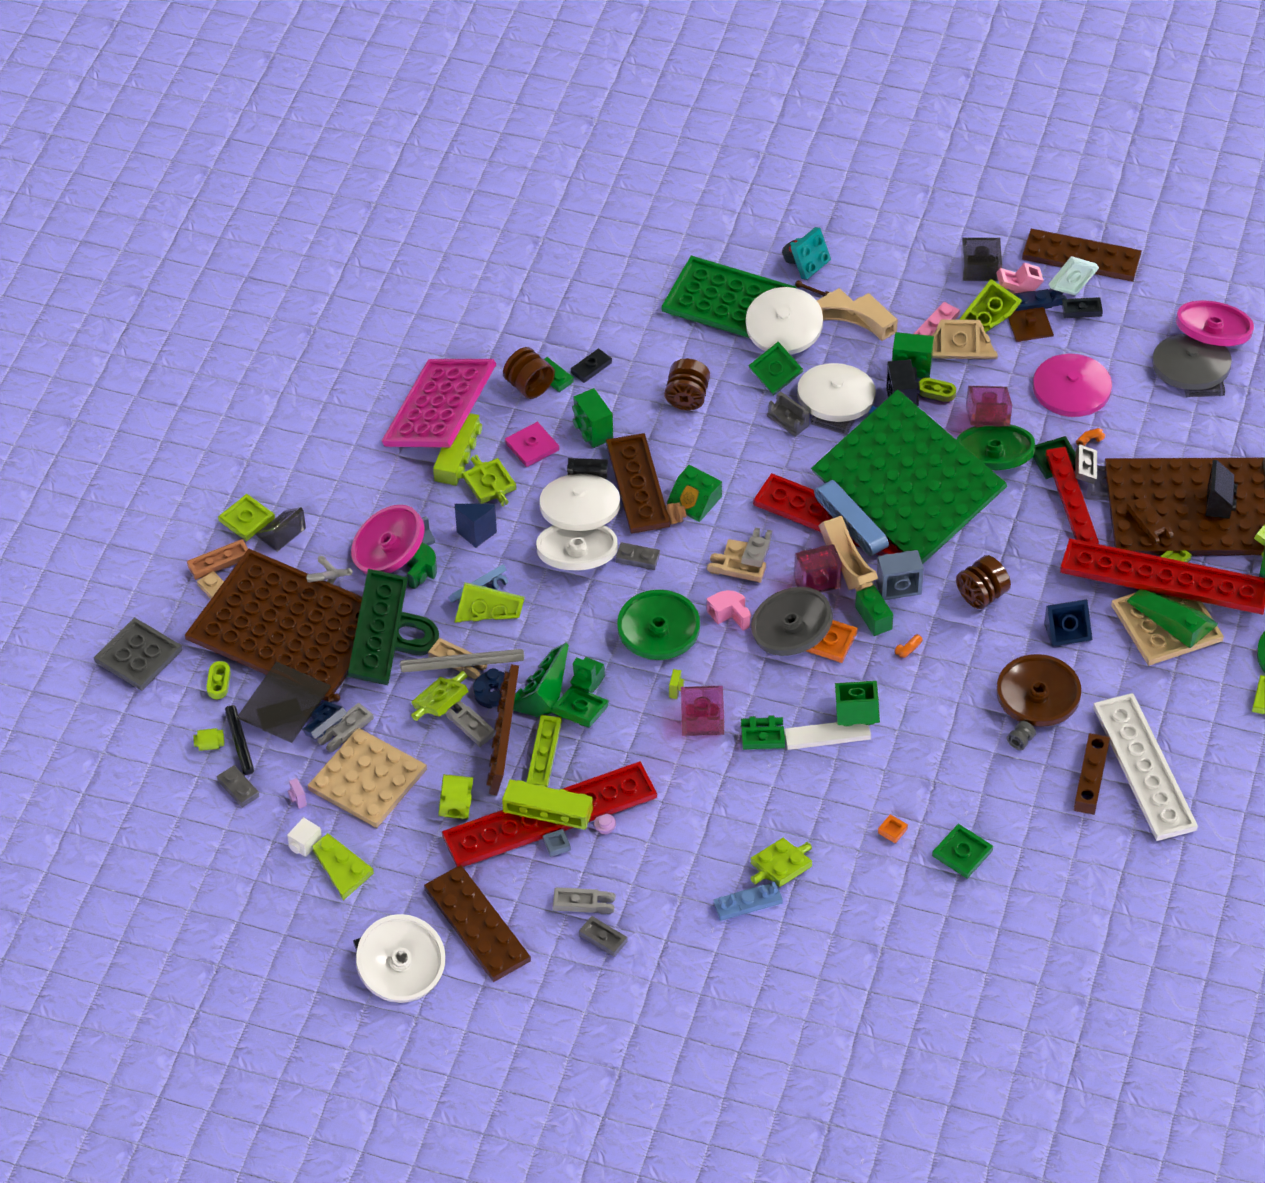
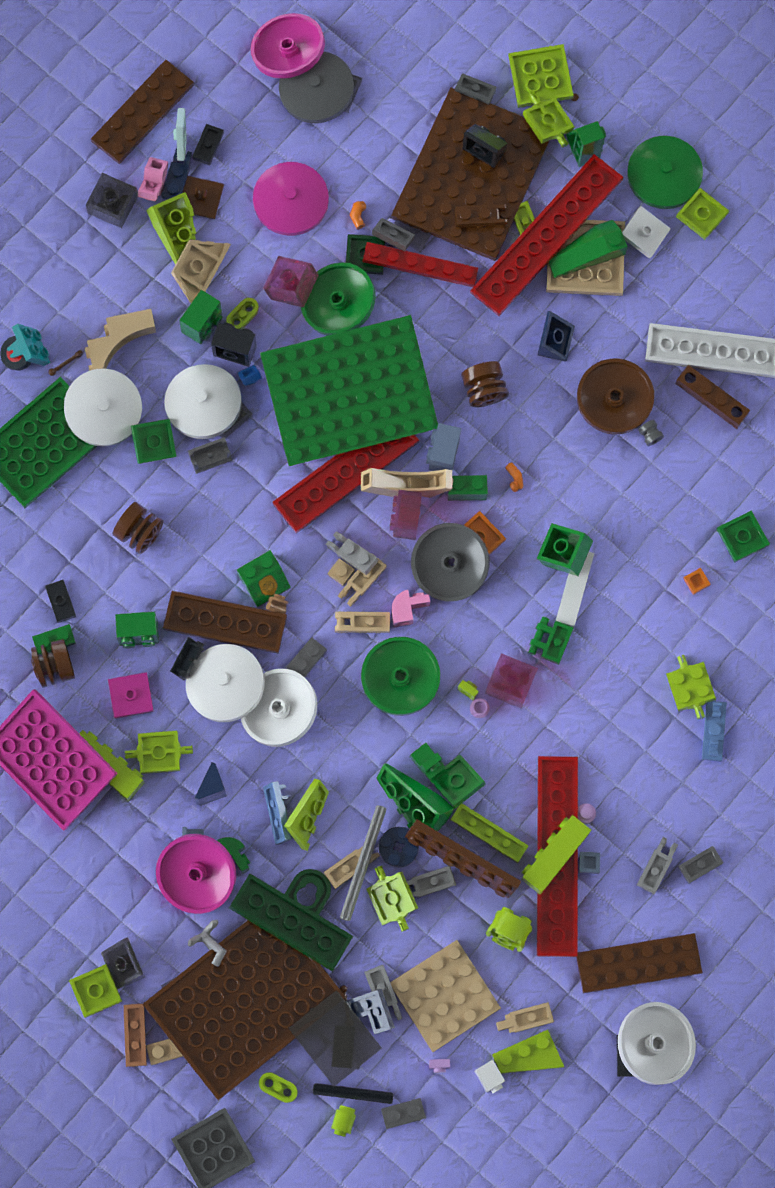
camera: 70 degrees left, 25 degrees up
(375, 848) = (526, 1018): none -> tan hinge
(663, 701) = (479, 708): none -> lavender plate
(695, 581) = (363, 622): none -> tan plate
(858, 524) = (362, 459): medium blue beam -> none
(944, 311) = (163, 278): bright pink plate -> none
(1224, 656) = (645, 232): none -> white plate

